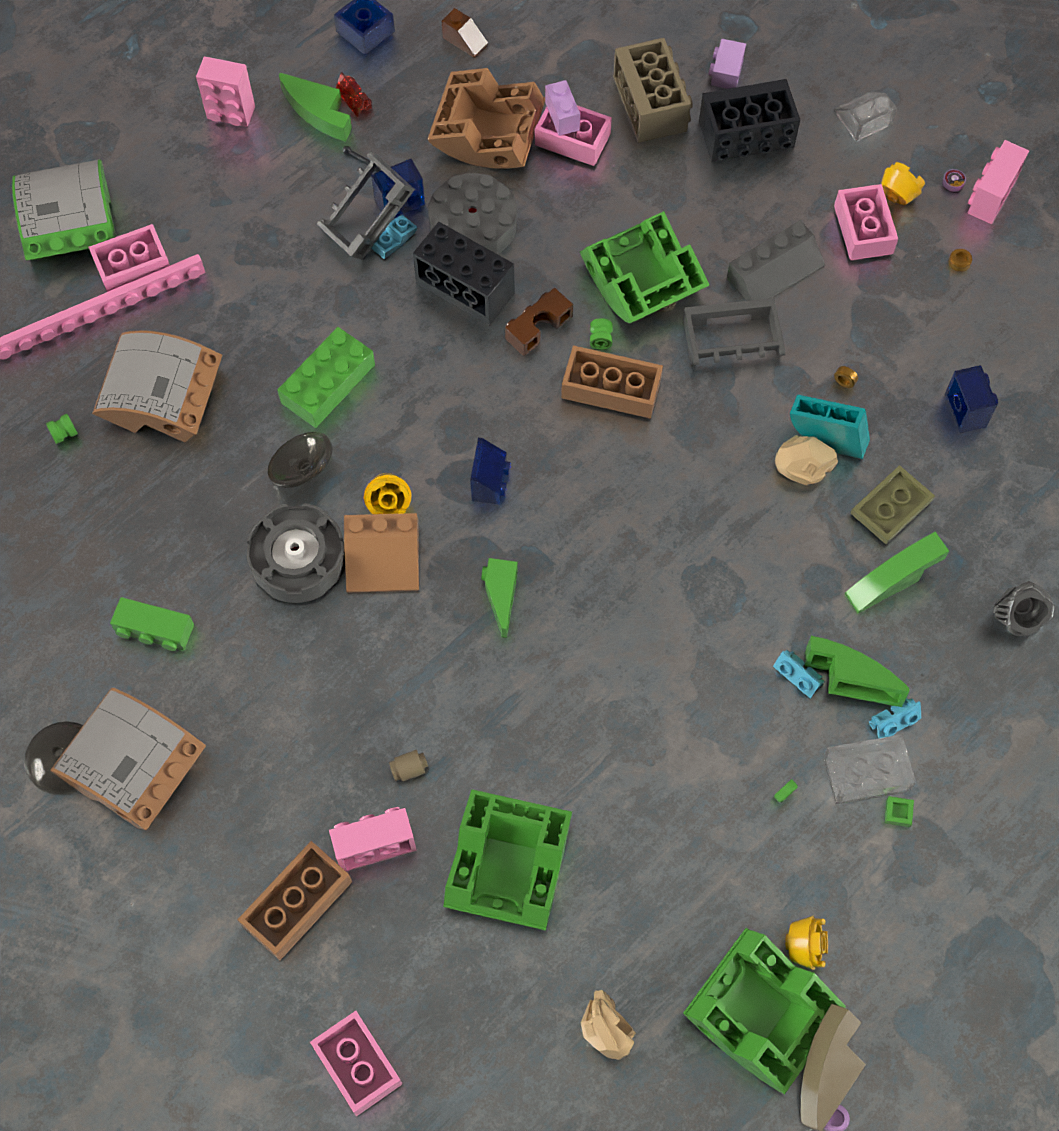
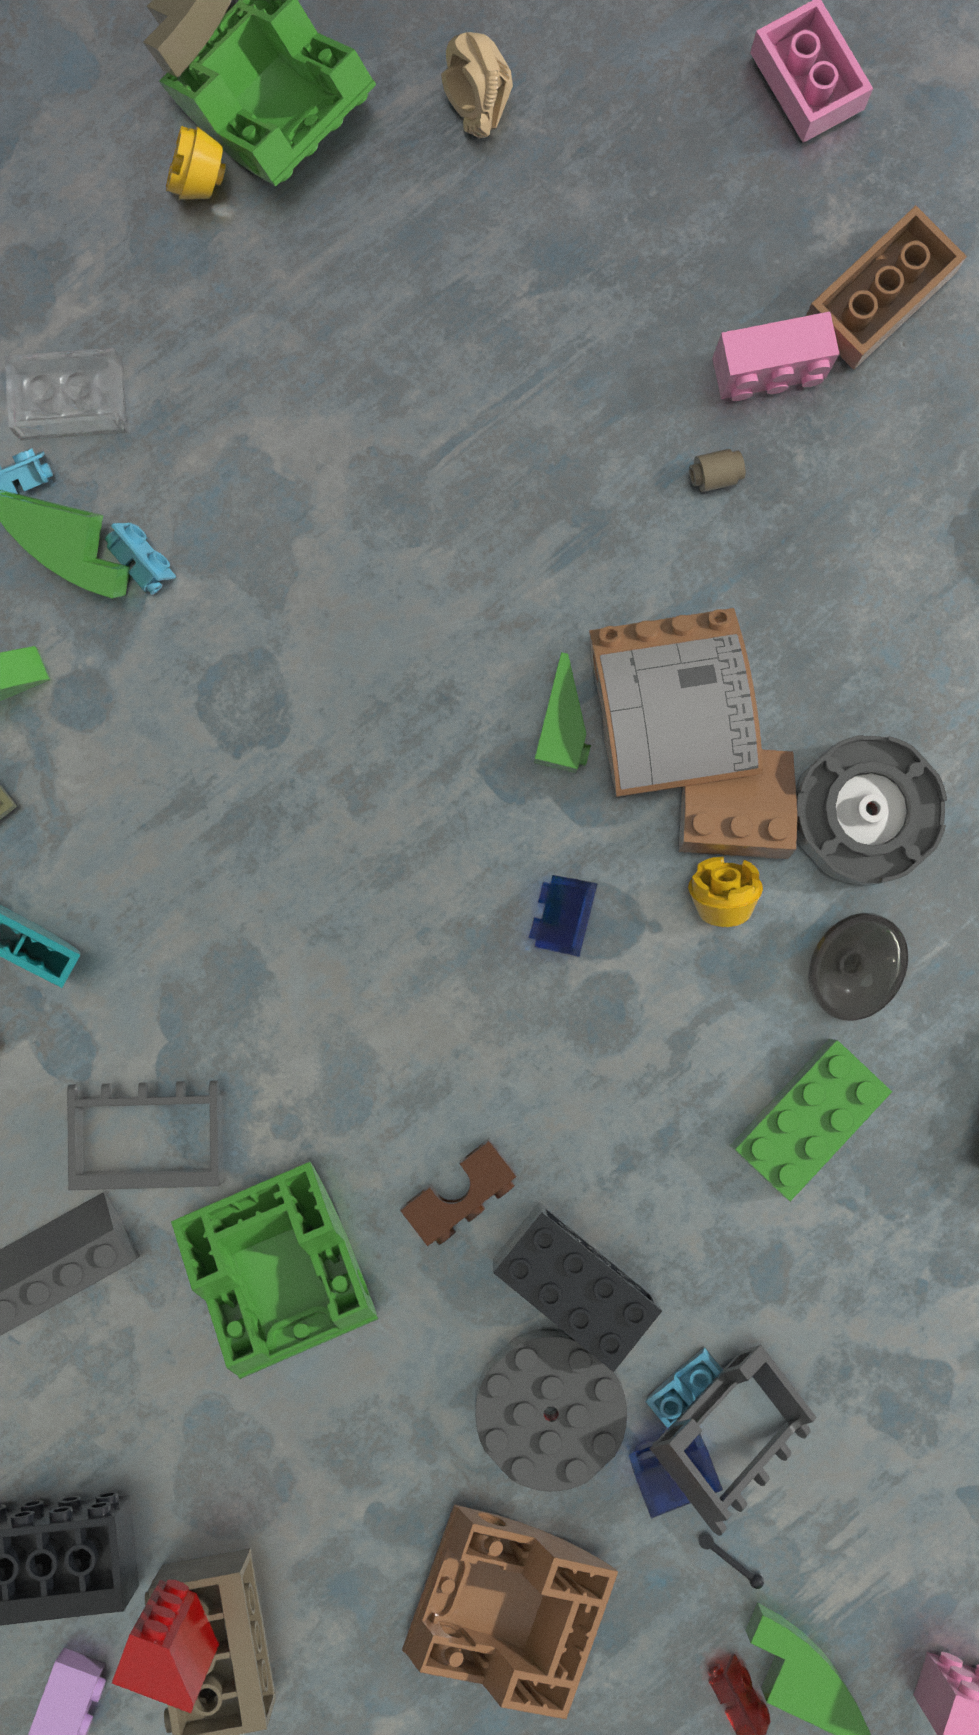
camera: 175 degrees left, 20 degrees up
(428, 604) = (676, 702): none -> light grey slope
(507, 859) = (588, 314): bright green slope -> none
(562, 107) = (376, 1603): lavender brick -> none
(579, 145) = (361, 1572): bright pink brick -> none
(601, 331) = (360, 1158): bright green wheel -> none
(611, 381) = (353, 1061): medium nougat brick -> none
(672, 62) = (168, 1648): none -> red slope
(785, 791) = (189, 382): bright green tile -> none
(805, 459) = (71, 897): tan helmet -> none
(899, 811) = (35, 339): bright green tile -> none

